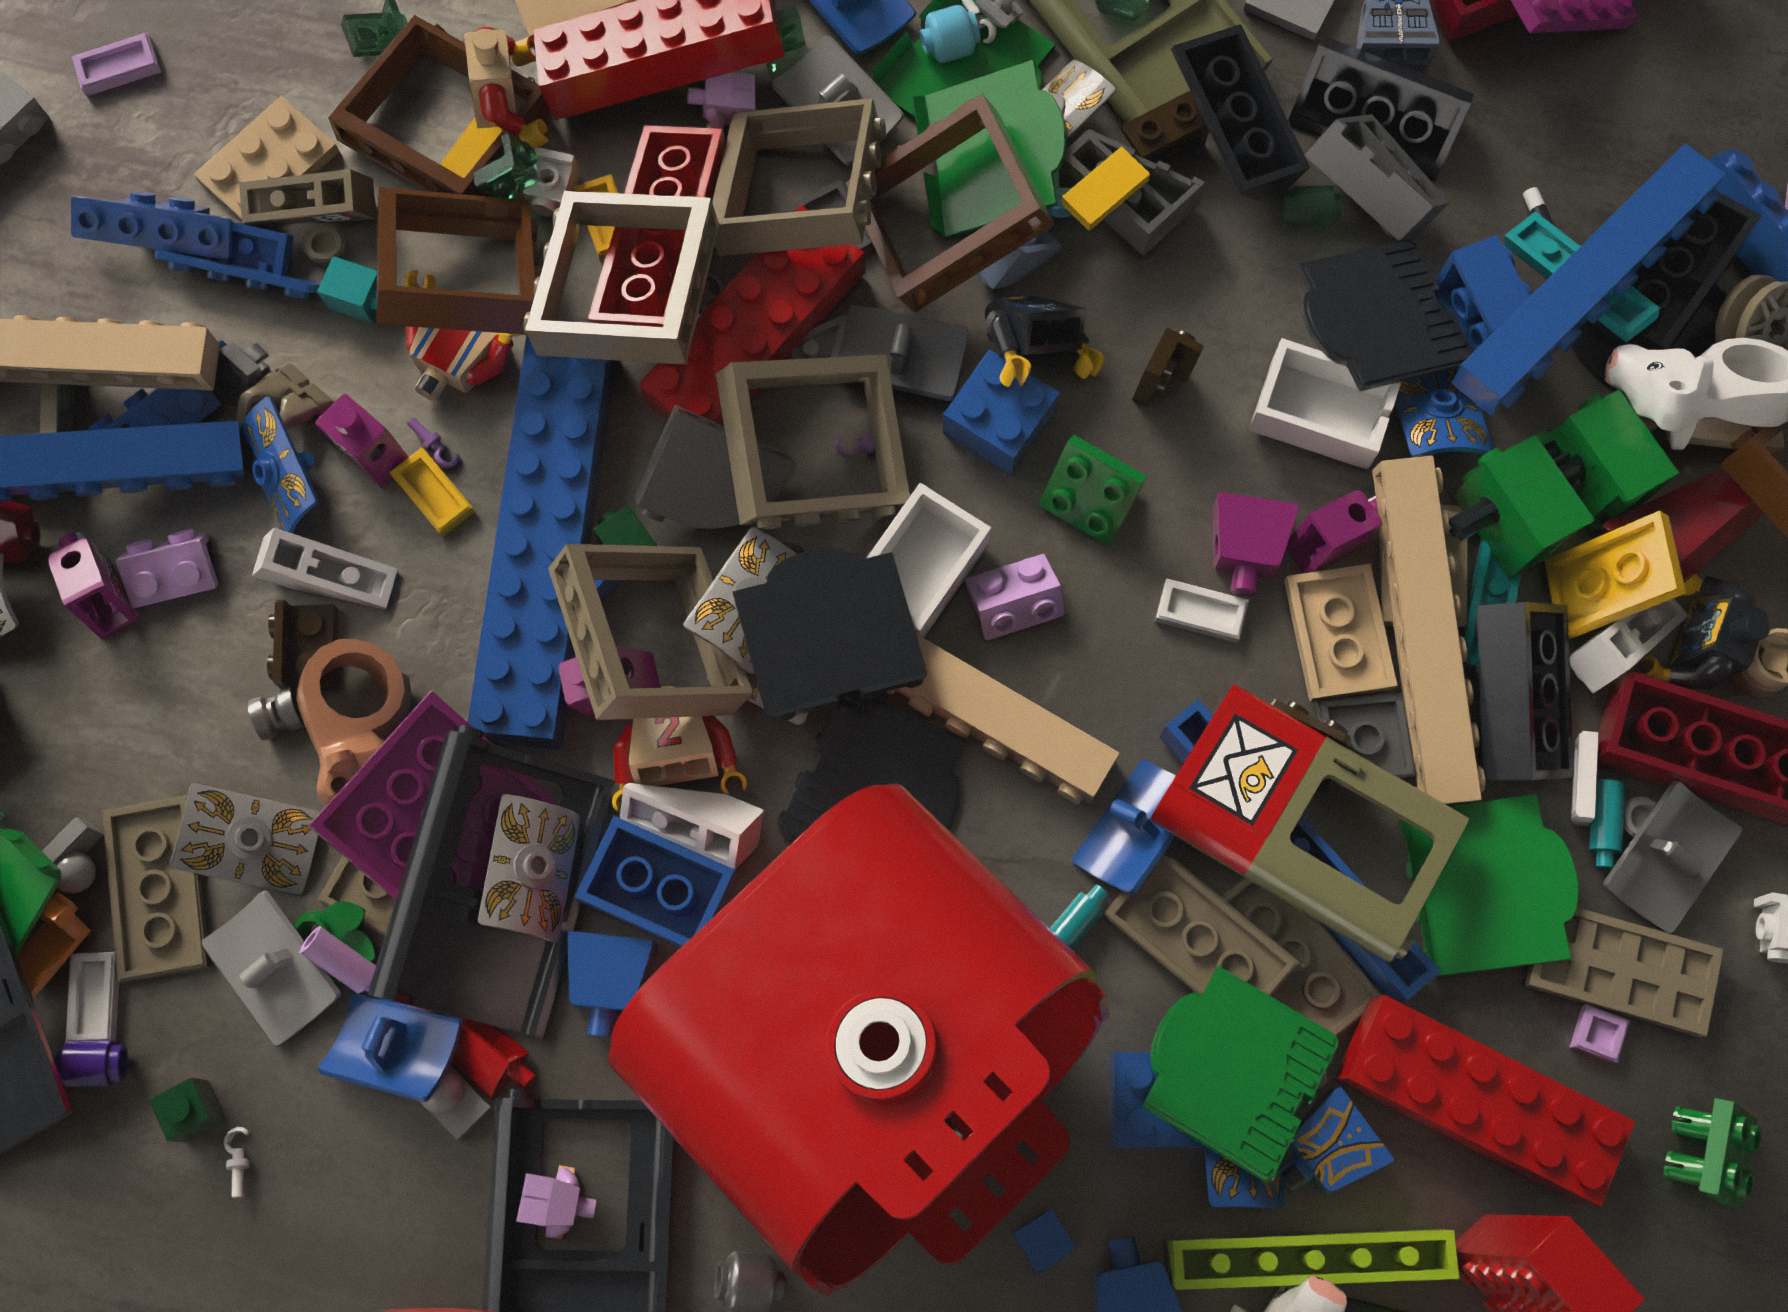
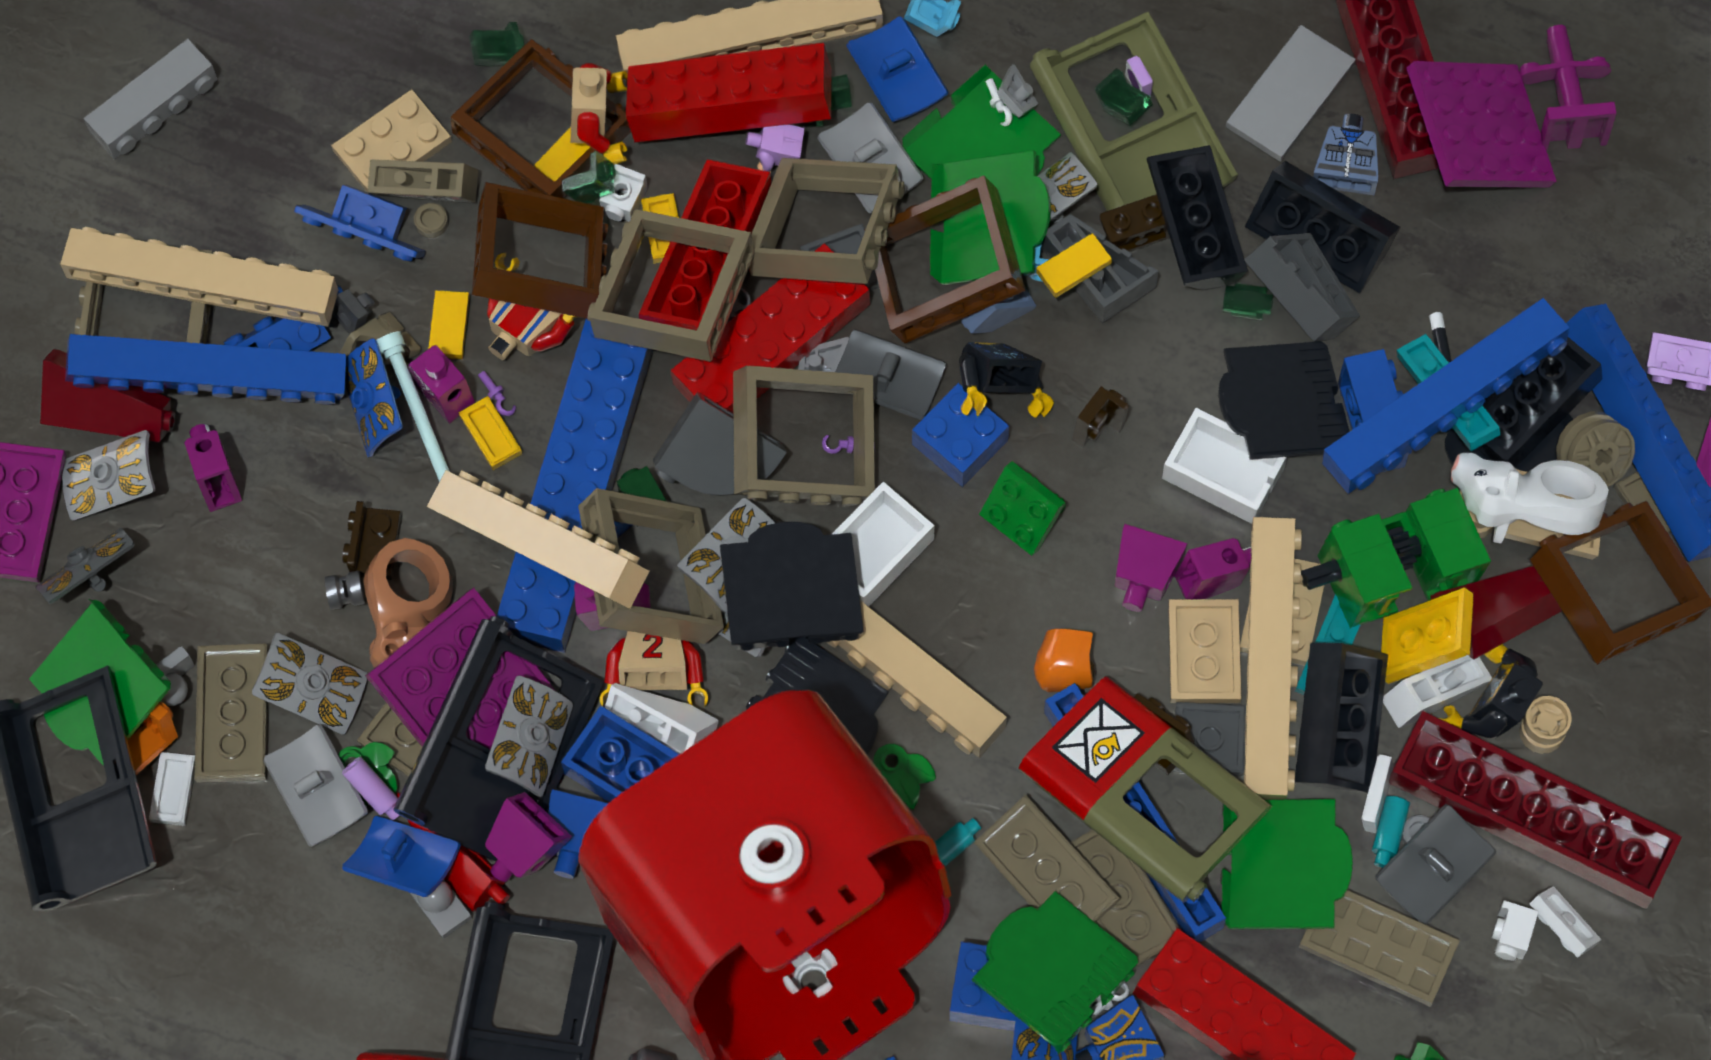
camera: 10 degrees right, 5 degrees down
(92, 1063) = (171, 836): dark purple brick -> none
(116, 64) = (278, 42): lavender tile -> none
(153, 224) = (296, 183): blue bracket -> none
(166, 568) = (271, 463): lavender bracket -> none
(187, 1110) = (238, 881): dark green brick -> none
(237, 1163) = (269, 929): white hand -> none
(294, 405) = (392, 348): none -> light aqua piece
(323, 570) = (390, 480): white slope -> none
(350, 289) = (449, 260): teal brick -> none
(364, 366) = (449, 322): none -> yellow tile
(508, 619) = (538, 538): none -> tan brick
(541, 1002) = (523, 838): none -> magenta torso
(554, 1202) = (510, 991): lavender piece -> none
(950, 34) = (972, 115): medium azure head -> none
(1003, 847) = (907, 774): none -> green plate
(1015, 596) = (947, 585): lavender bracket -> none
(1124, 840) = (1001, 785): blue shield -> none
(1177, 671) = (1064, 660): none -> orange piece
(1201, 610) = (1097, 616): white tile -> none
(1440, 417) = (1313, 491): blue shield -> none
(1599, 1034) = (1351, 992): lavender tile -> none

